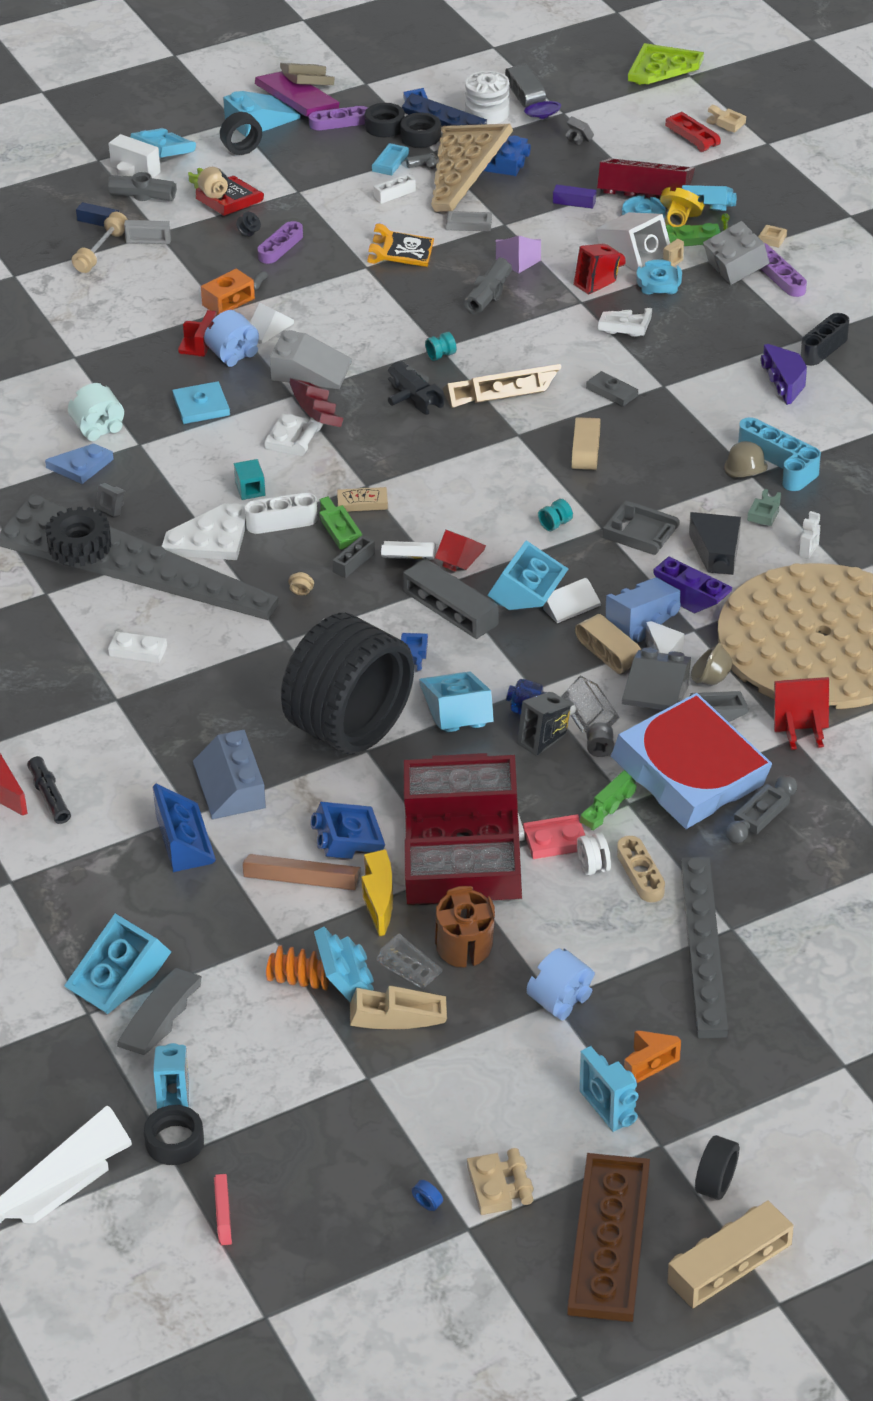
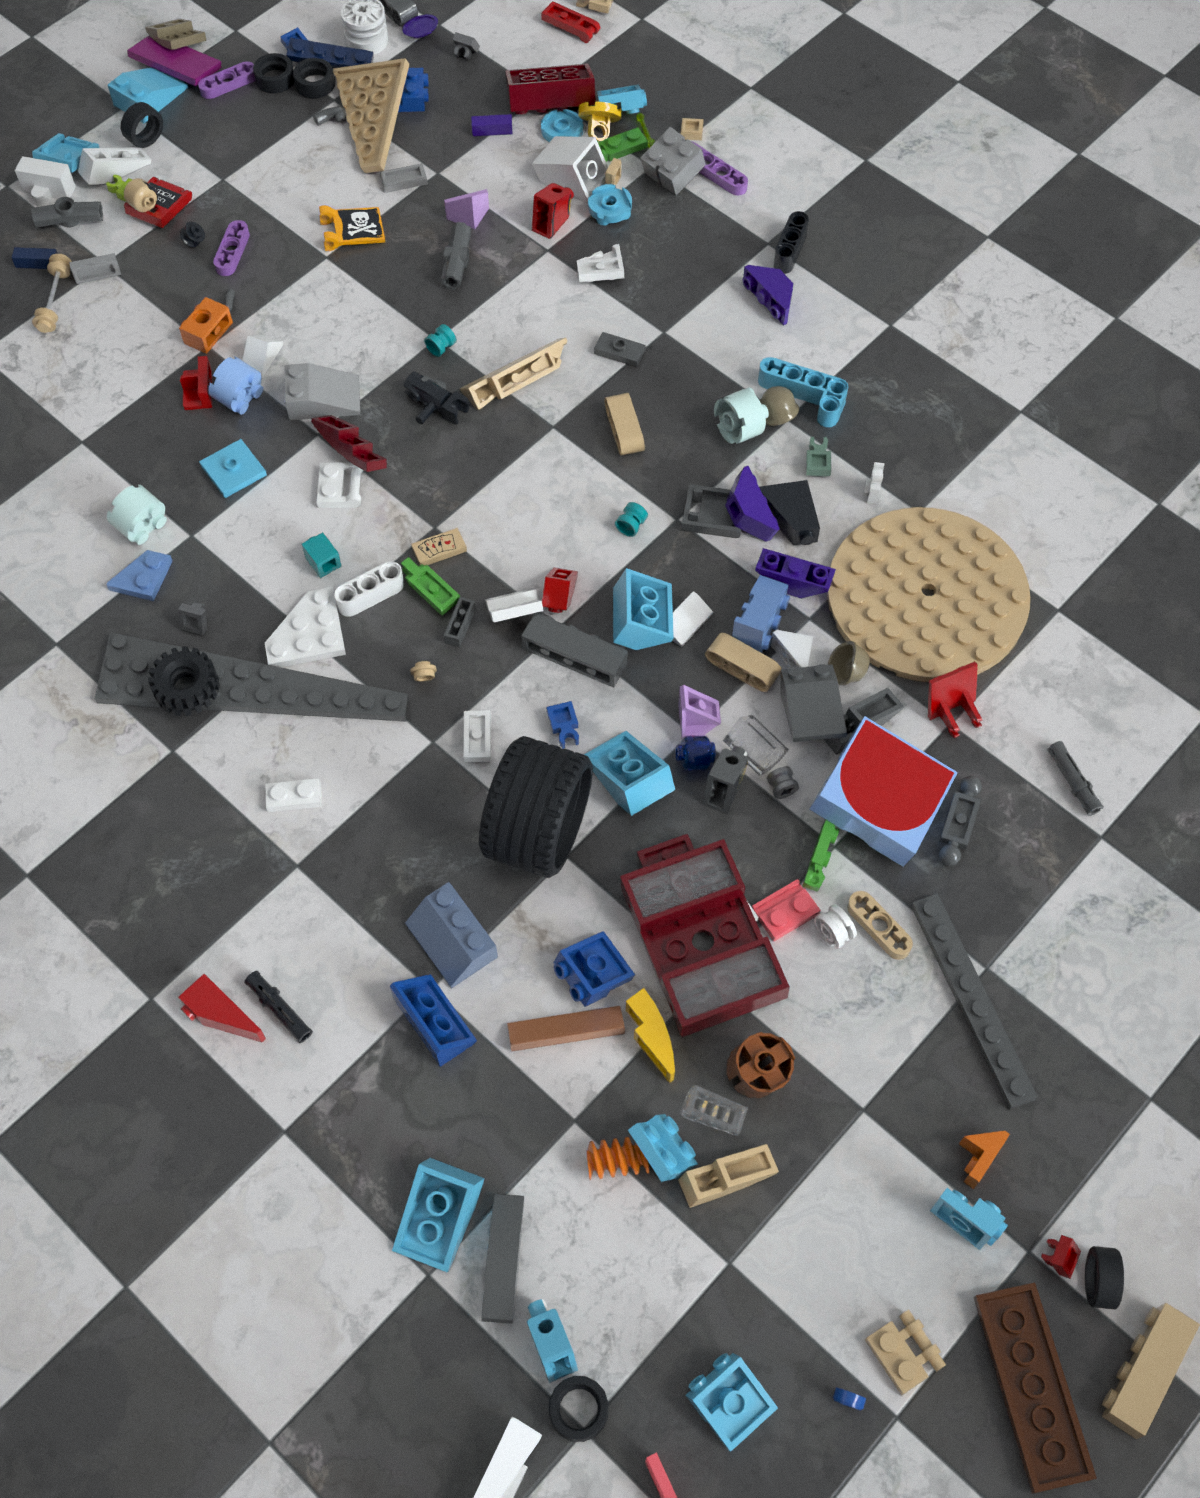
camera: 20 degrees left, 20 degrees up
(188, 156) = (100, 164): none -> white slope
(315, 1164) = (730, 1400): none -> medium azure plate
(390, 159) = (297, 119): medium azure tile -> none
(394, 188) = (316, 155): white piece -> none
(544, 667) = (697, 712): none -> lavender slope
(561, 983) = (872, 1099): light blue brick -> none
(673, 527) = (750, 508): none -> dark purple slope
(688, 1149) = (1064, 1257): none -> red tile
(701, 456) = (740, 416): none -> light aqua brick

